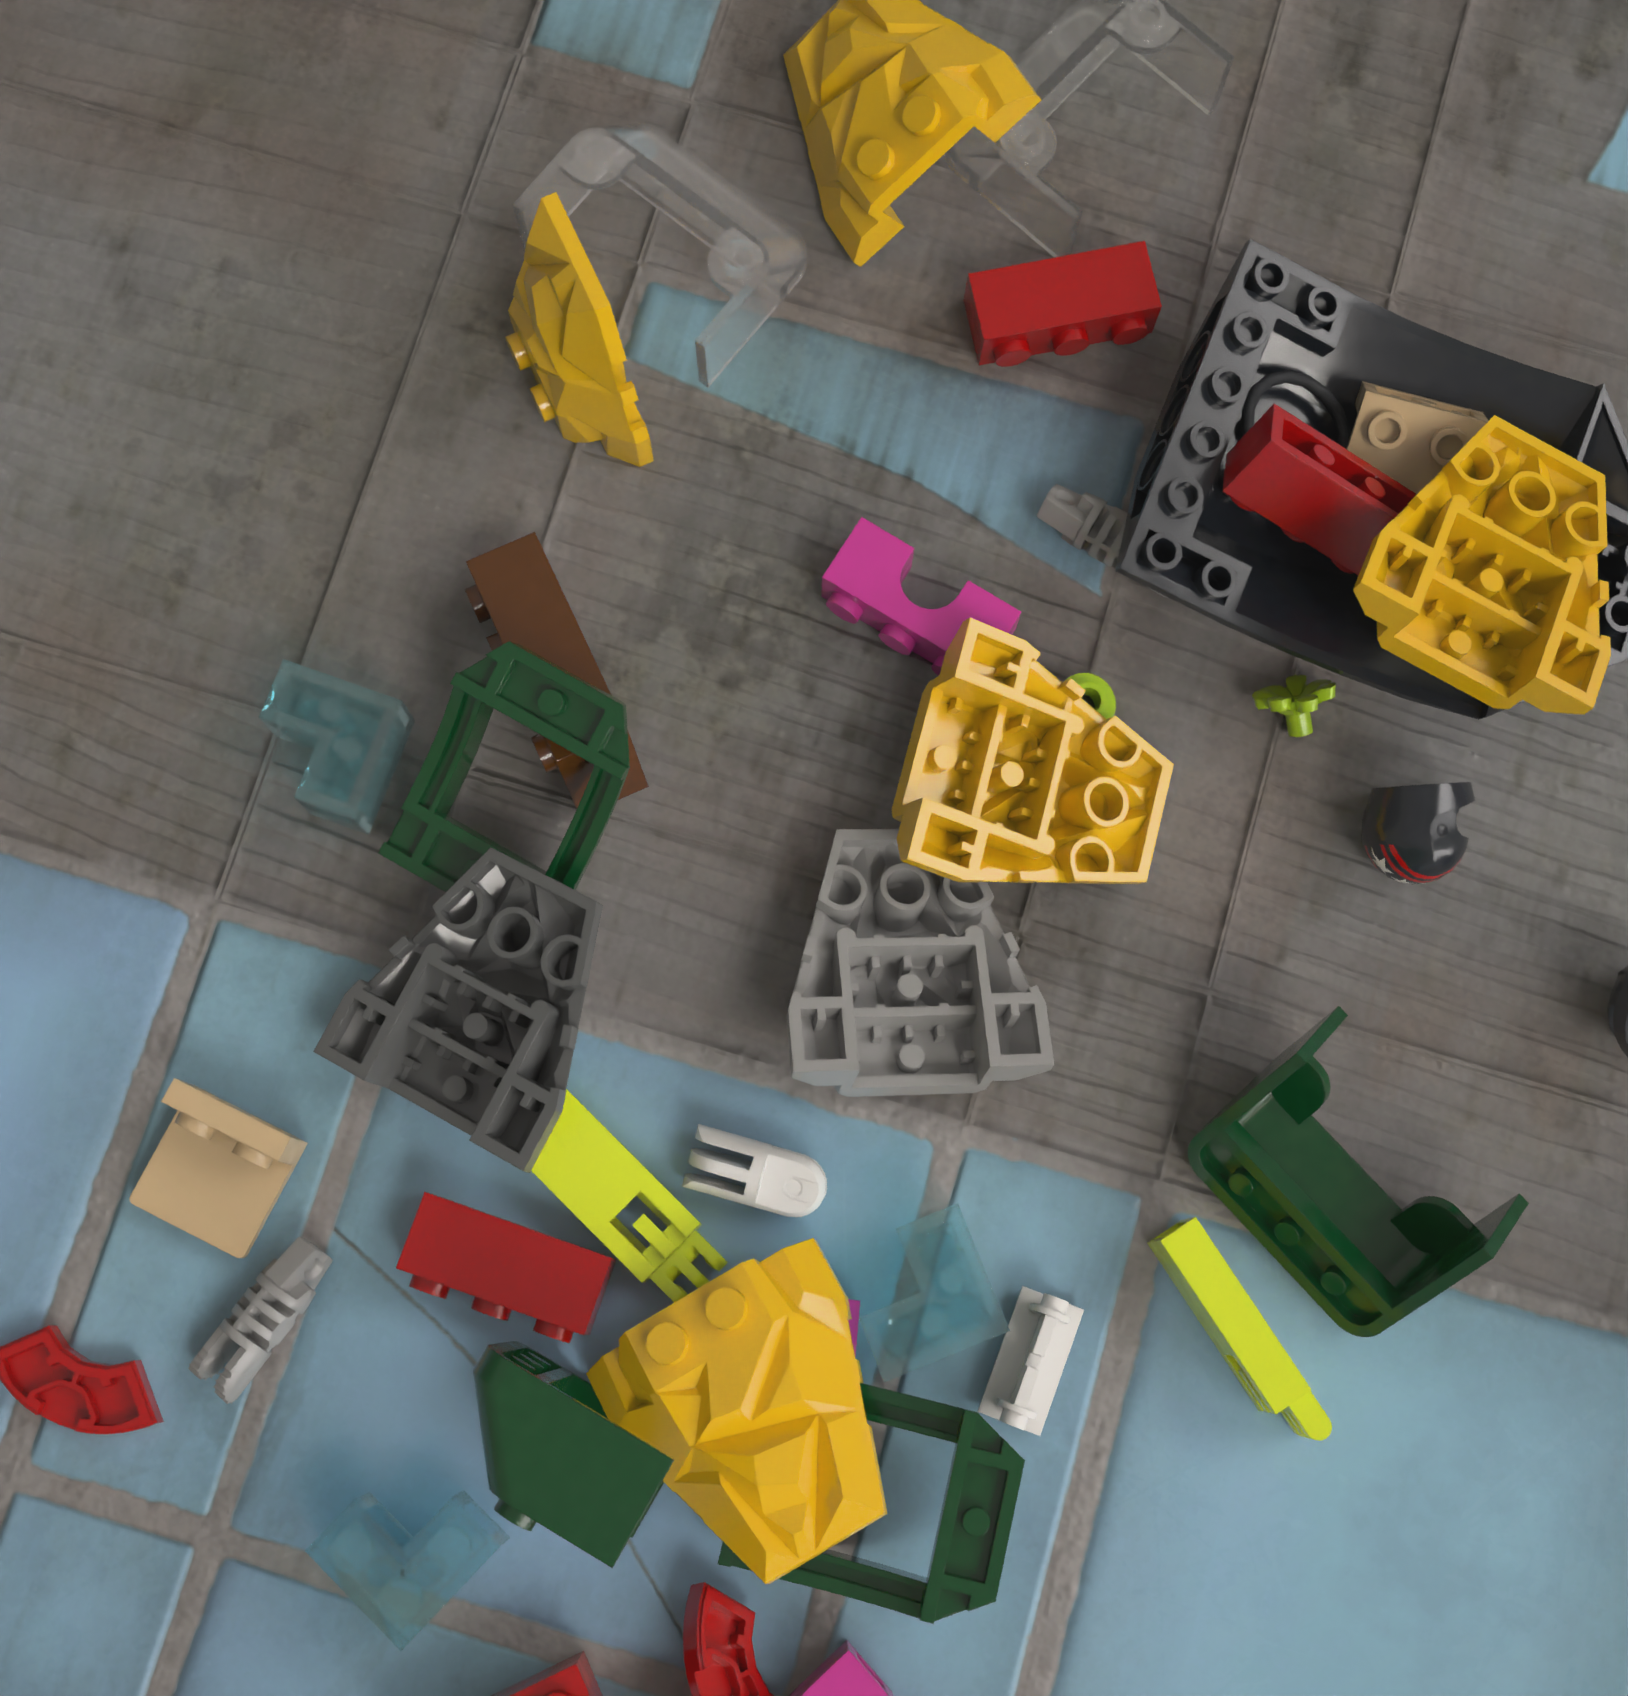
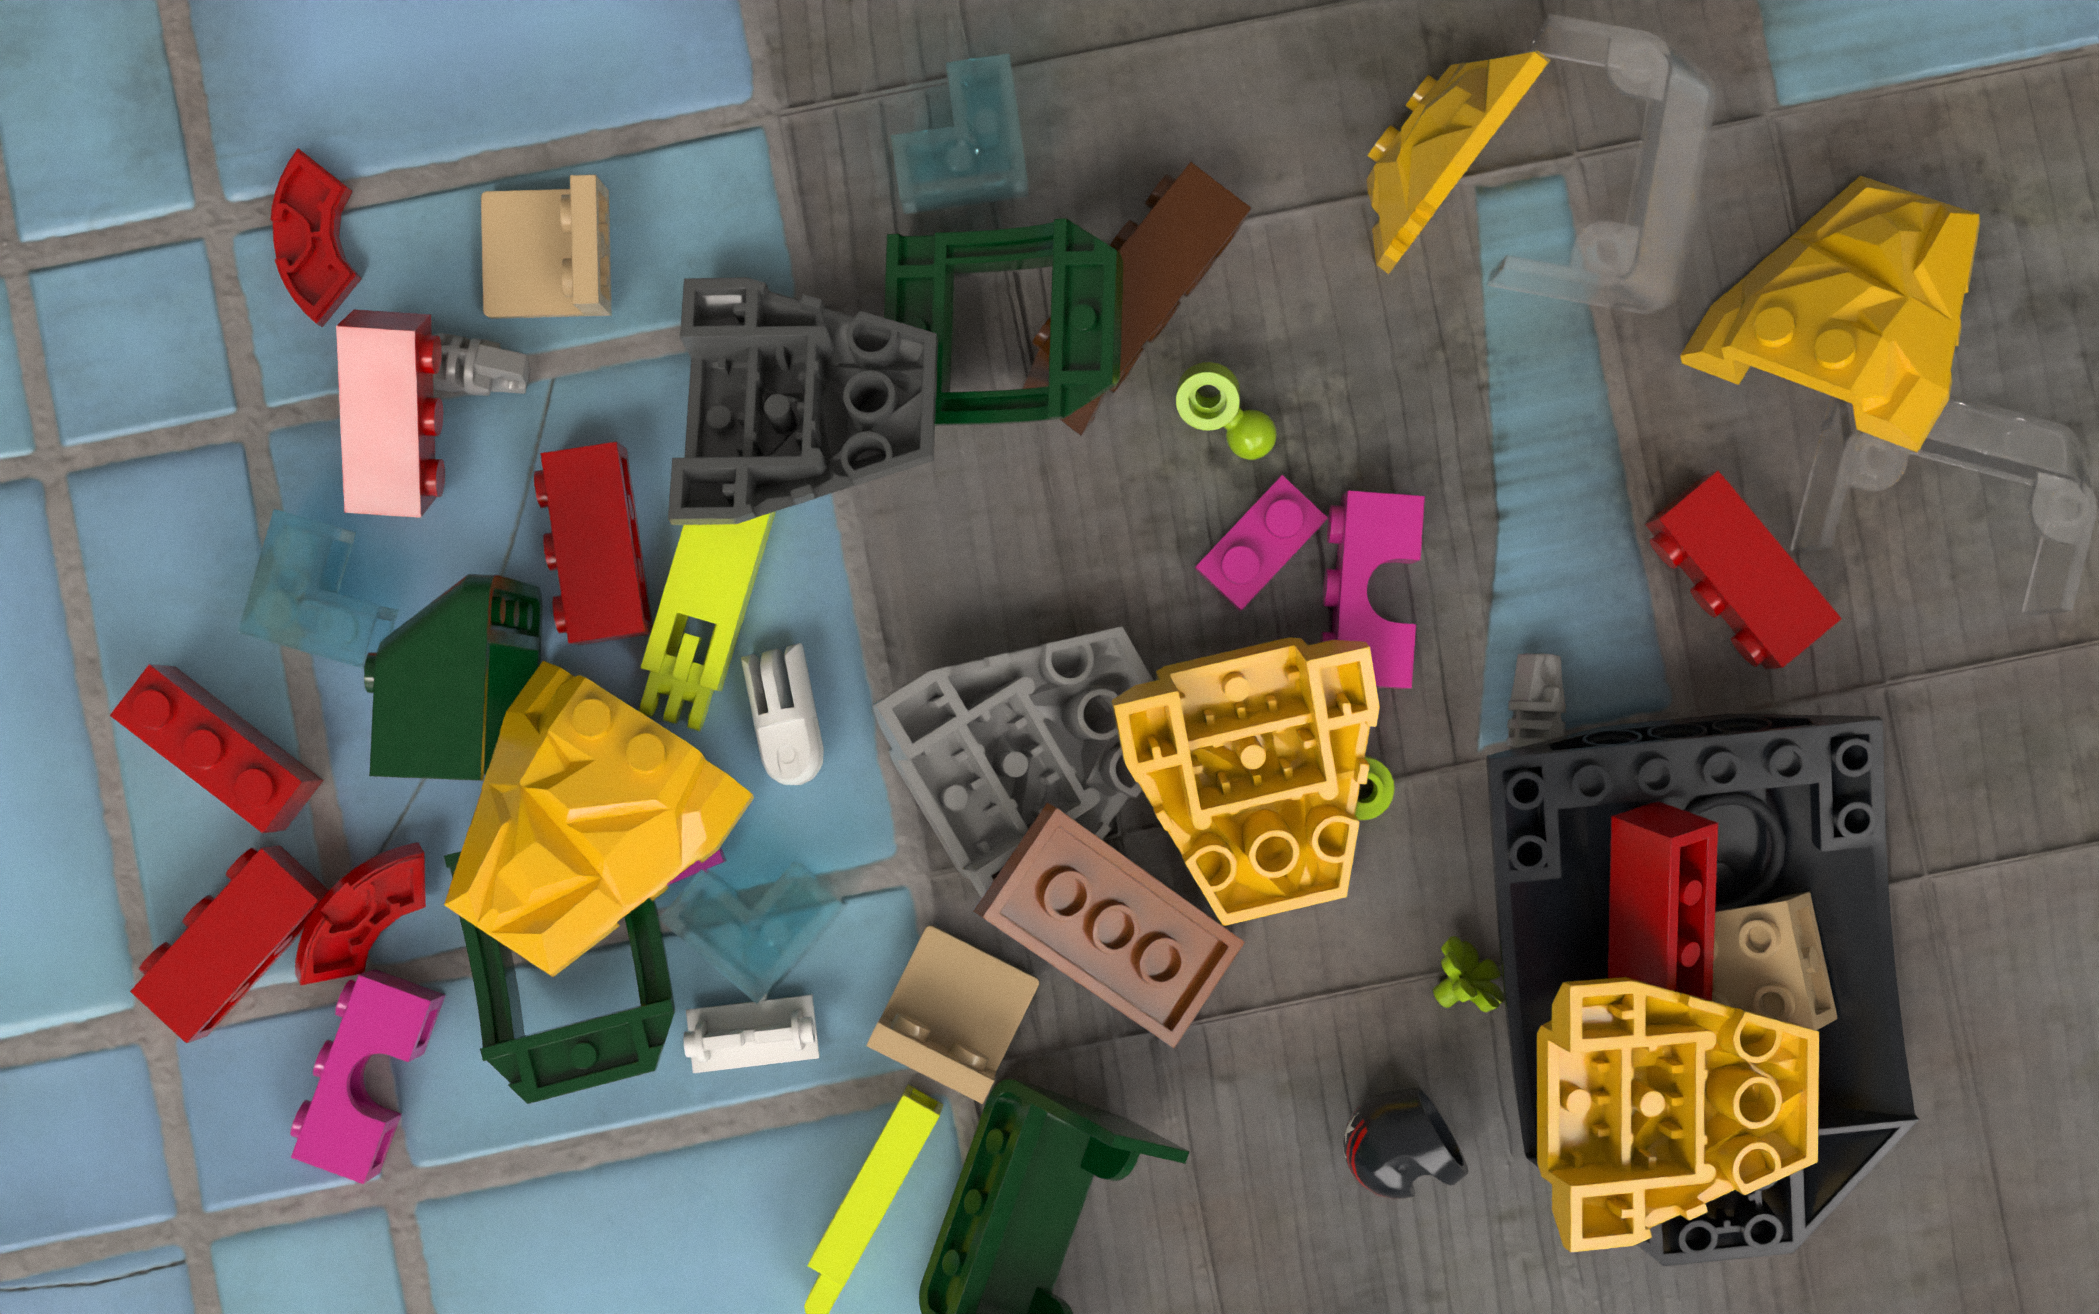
camera: 70 degrees right, 10 degrees up
(279, 1390) = (389, 413): none -> brick
(724, 641) = (1248, 432): none -> lime plate
(826, 681) = (1261, 543): none -> dark pink plate
(1096, 976) = (1109, 925): none -> plate
(1104, 1162) = (954, 1013): none -> tan bracket

